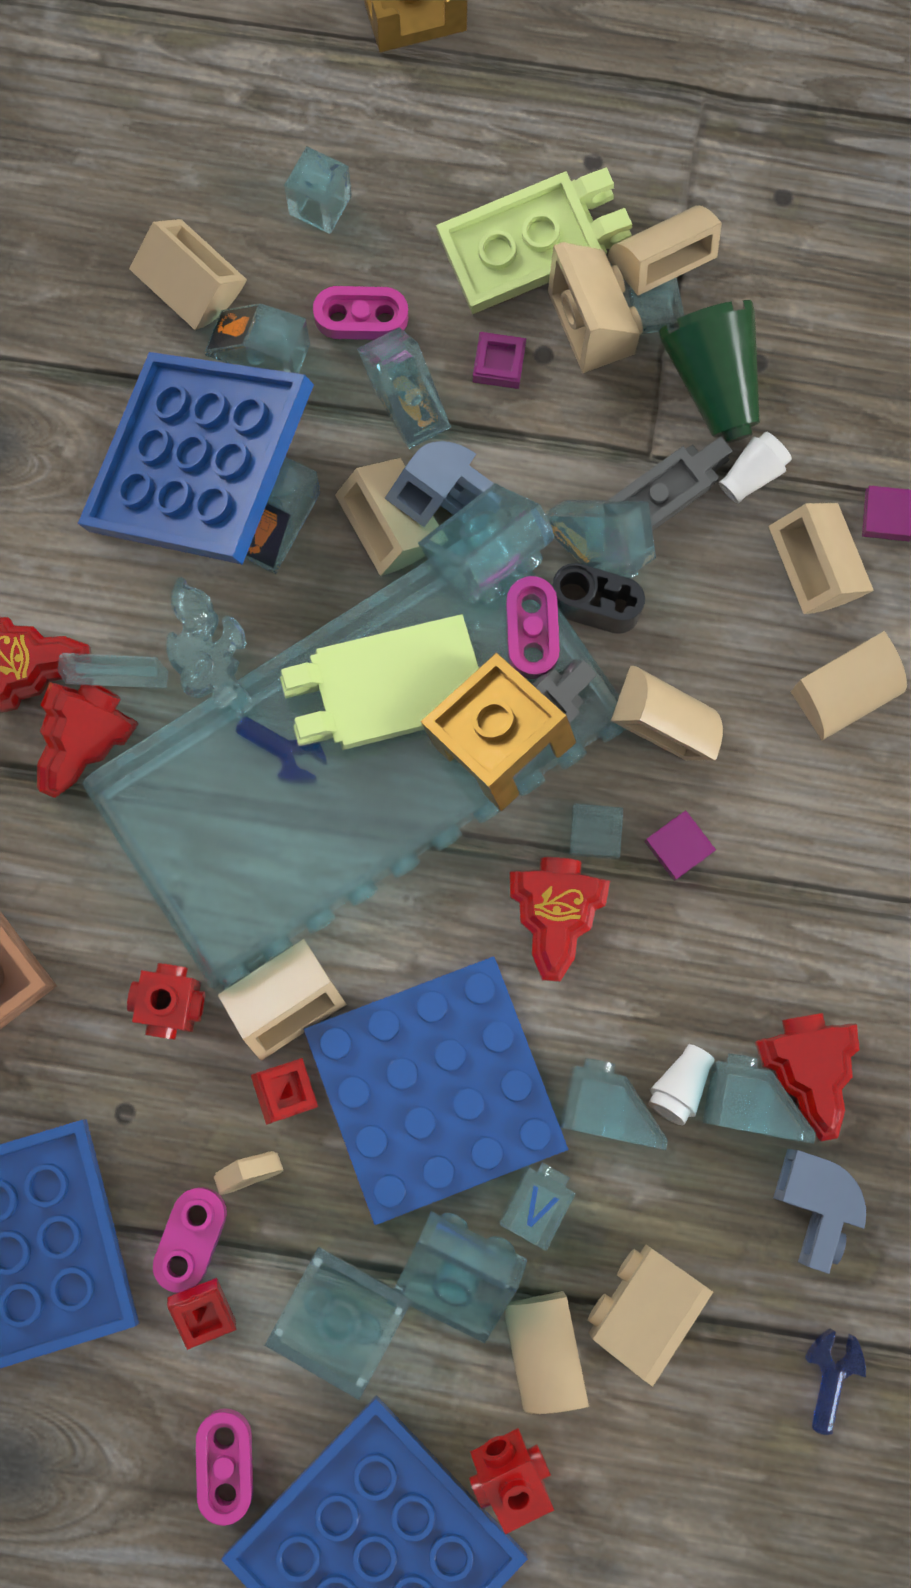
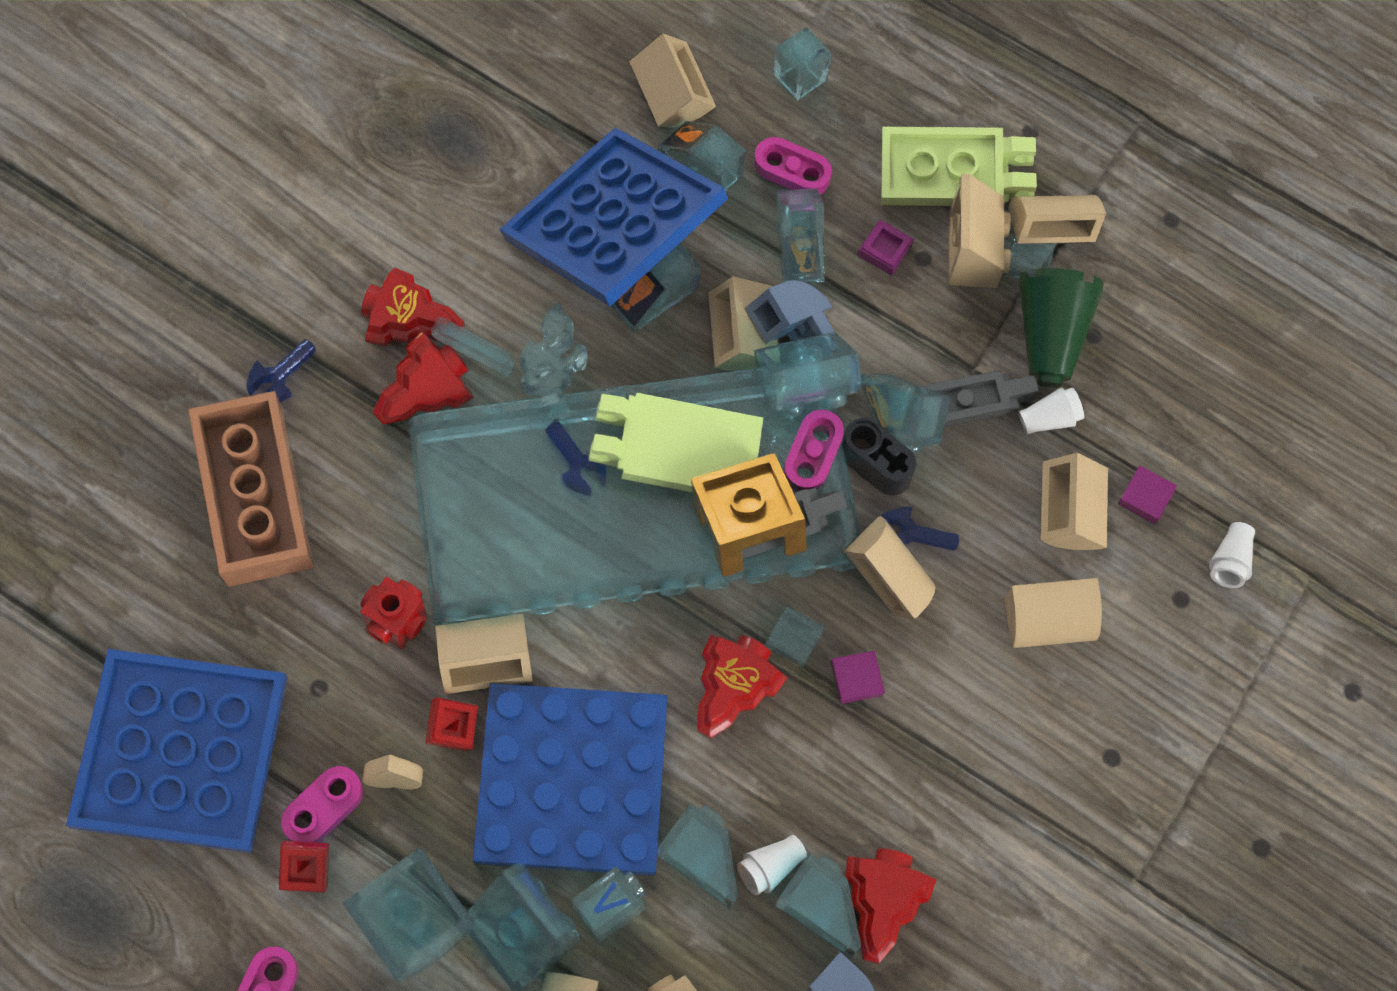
camera: 20 degrees right, 10 degrees down
(675, 661) = (919, 534): none -> clear blue bar

